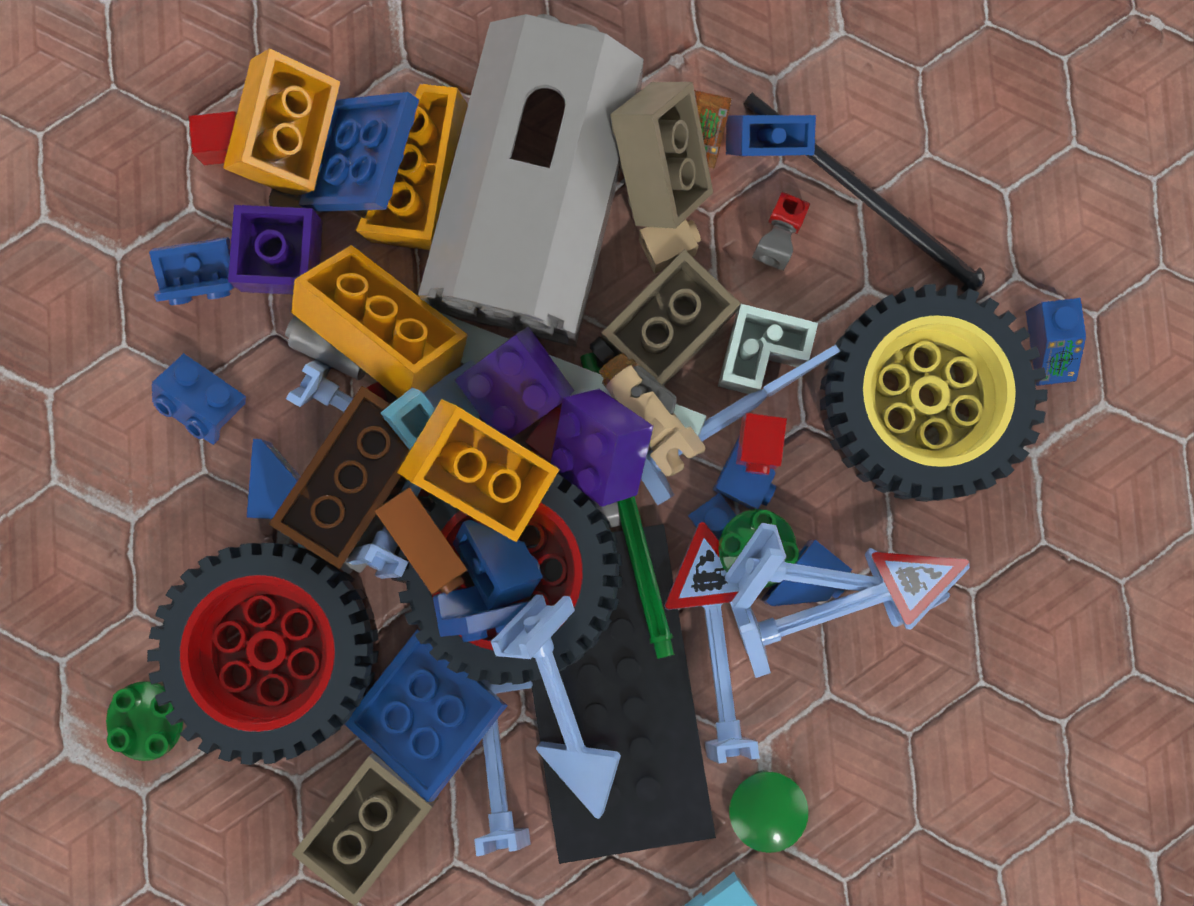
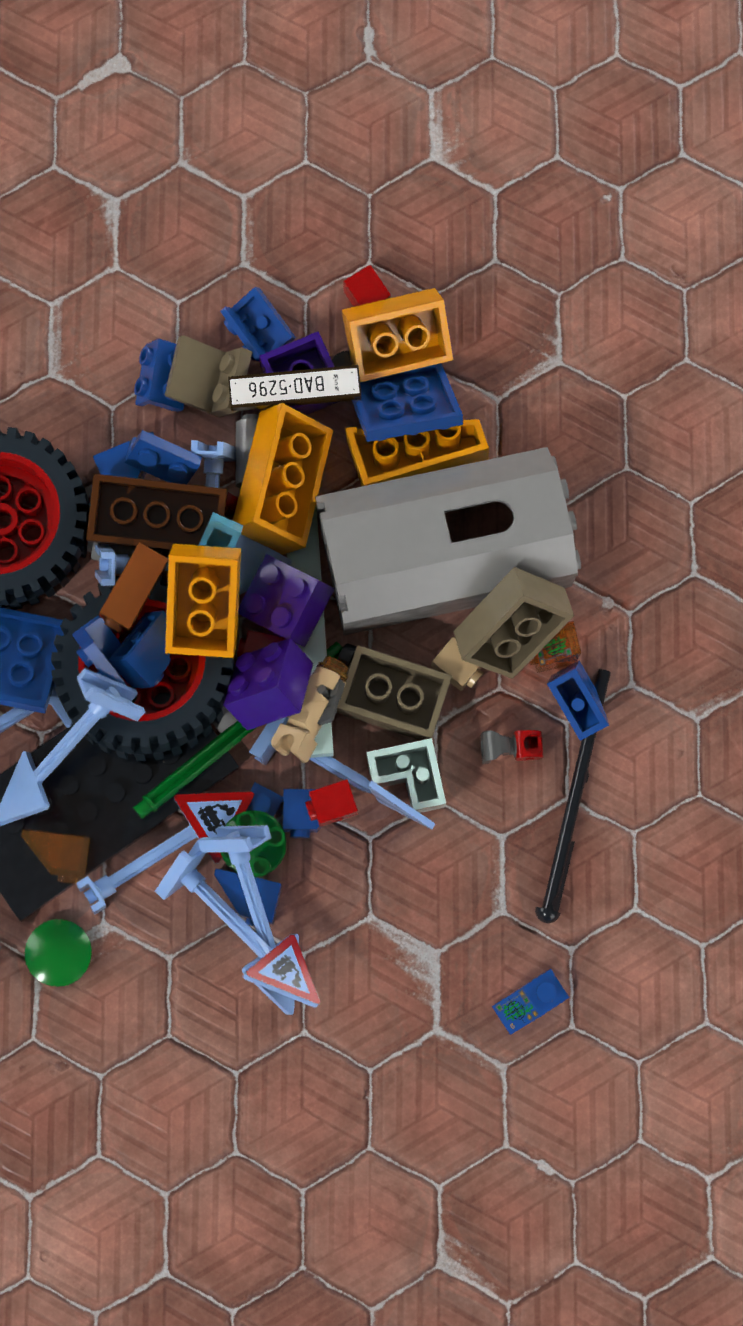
camera: 60 degrees right, 5 degrees down
(223, 349) = (202, 373): none -> dark tan bracket
(284, 259) = (294, 387): none -> white tile
(289, 441) = (162, 458): none -> blue bracket
(667, 762) = (60, 853): none -> clear orange slope
(995, 389) = (464, 868): wheel -> none

